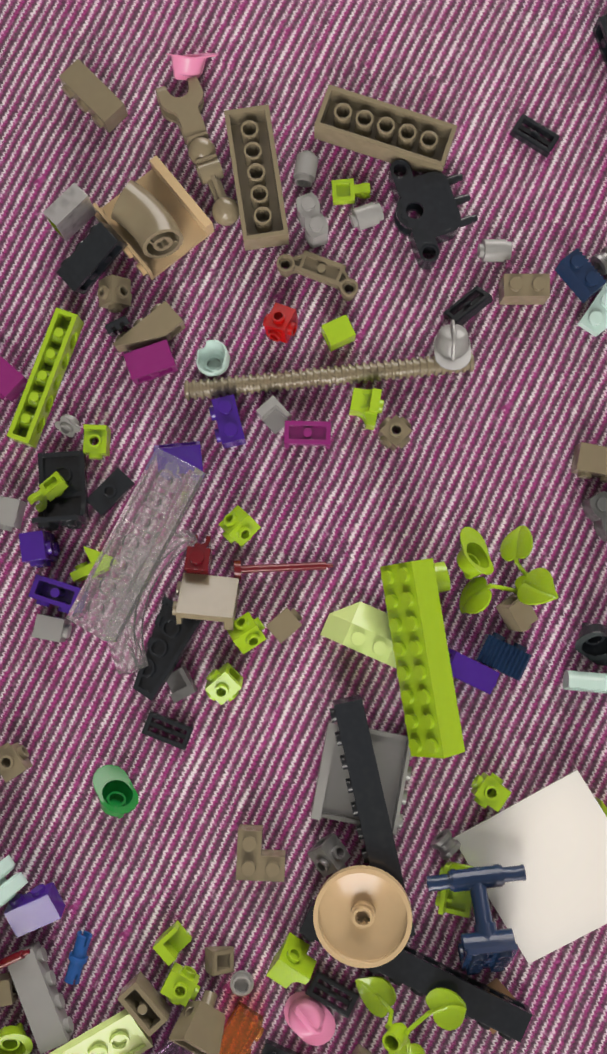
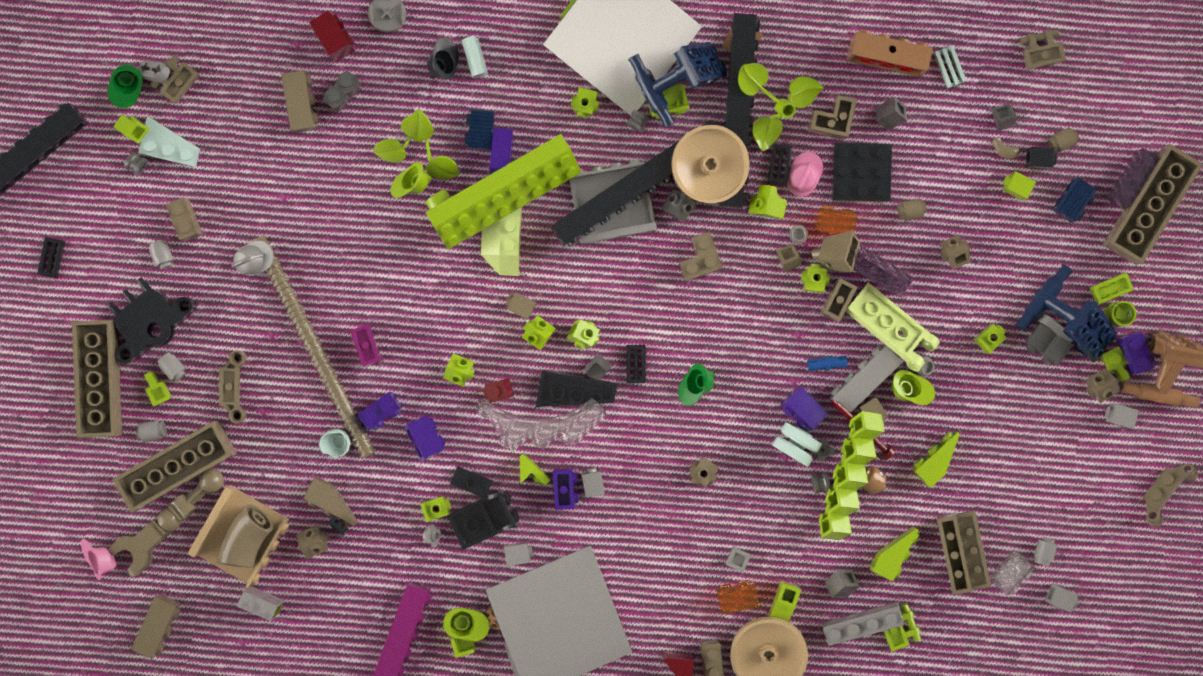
camera: 110 degrees left, 5 degrees up
(39, 548) = (535, 516): dark purple brick -> none
(45, 378) = (401, 567): lime brick -> none
(49, 489) = (487, 527): lime plate -> none
(91, 257) = (291, 571): black brick -> none
(135, 546) = (502, 440): clear brick -> none
(150, 362) = (356, 491): magenta panel -> none
(172, 942) = (788, 297): lime panel -> none
(207, 599) = (523, 372): panel -> none
(238, 568) = (491, 356): dark red piece -> none
(273, 414) = (361, 378): light grey panel -> none
(281, 323) = (286, 400): red brick -> none
(312, 220) = (190, 411): light grey brick -> none
(338, 333) = (276, 352): lime panel -> none
(366, 405) = (326, 307): lime brick -> none
(393, 440) = (345, 281): dark tan brick -> none
(468, 306) = (214, 256): black tile -> none
(516, 614) = (444, 131): dark tan brick -> none
(580, 275) = (156, 179): dark blue brick -> none

